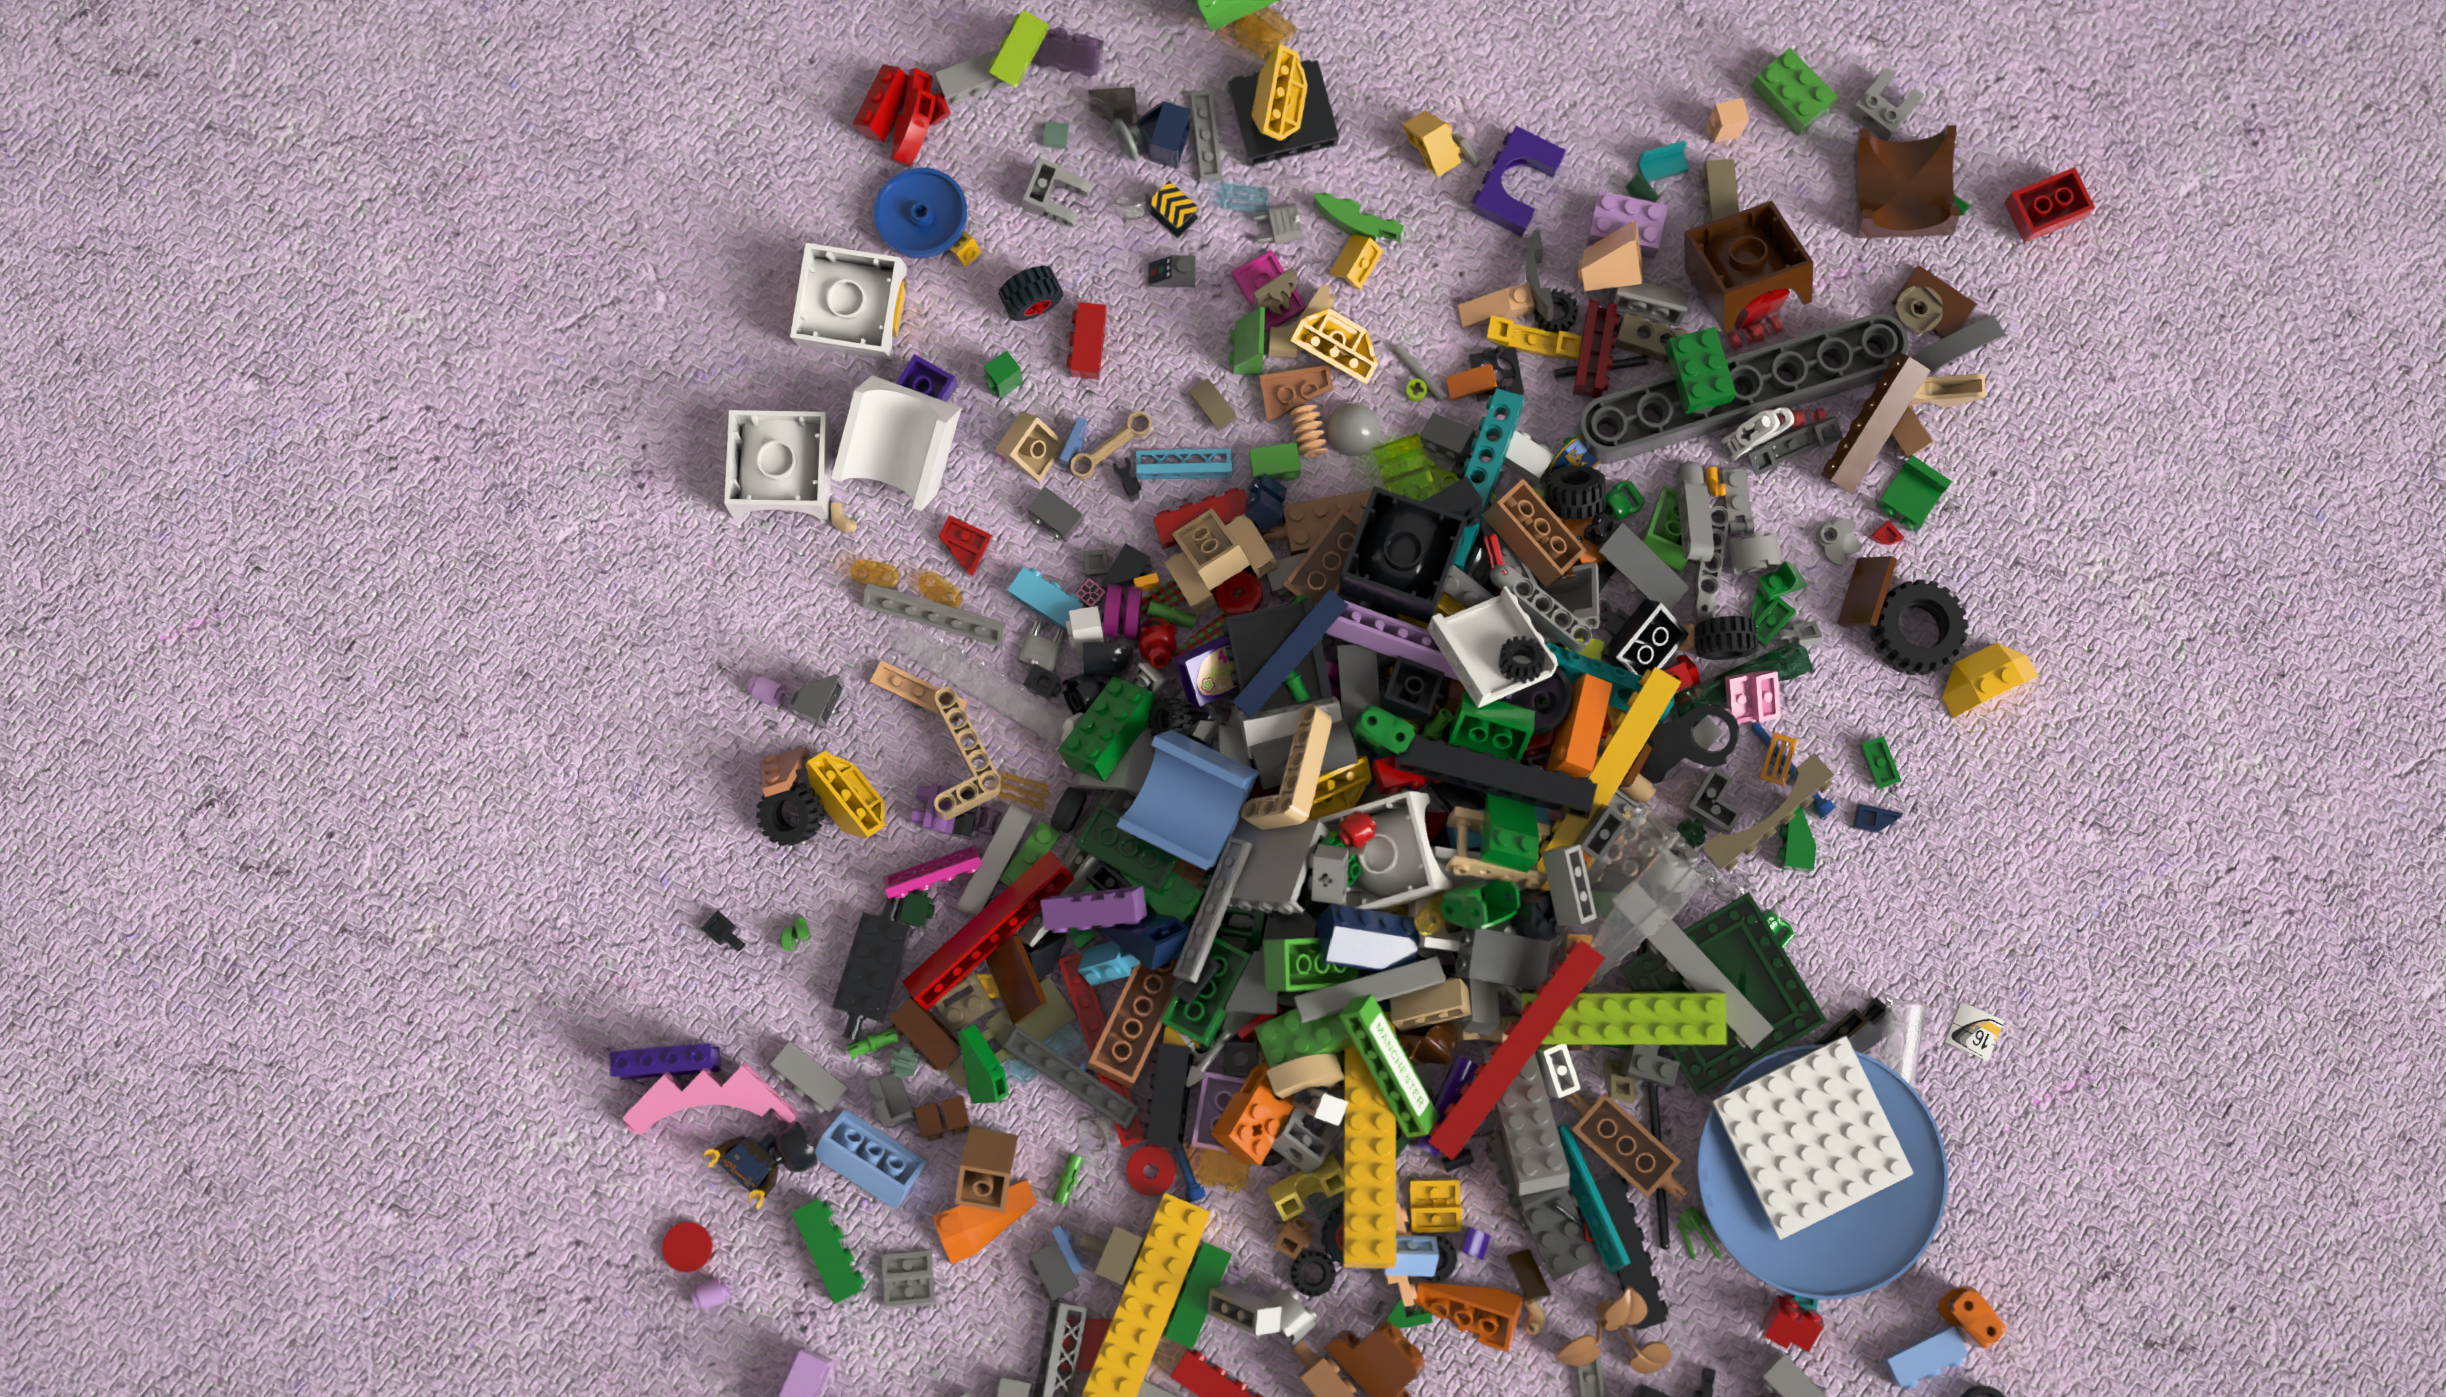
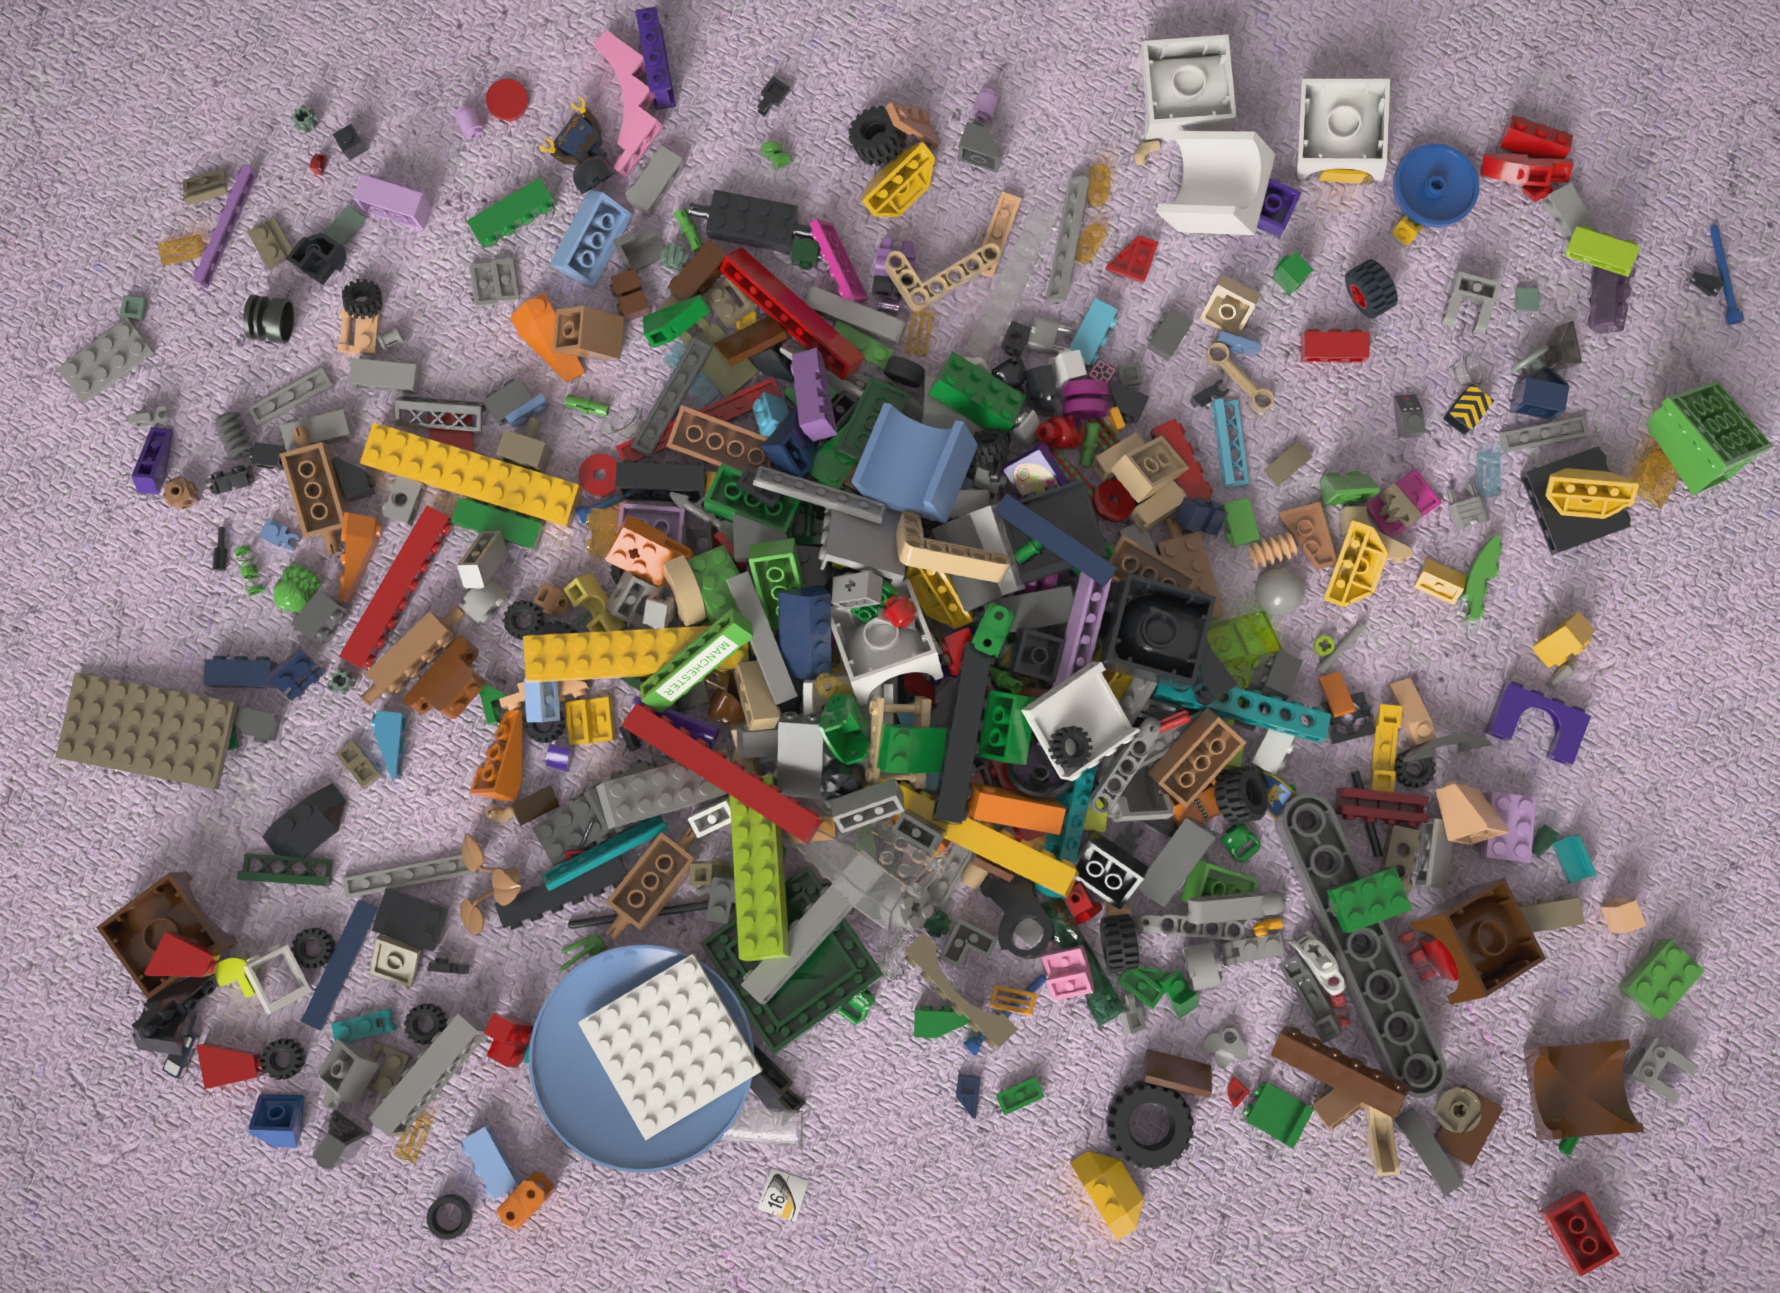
camera: 90 degrees right, 5 degrees up
(1599, 528) = (1208, 817): black bush -> none

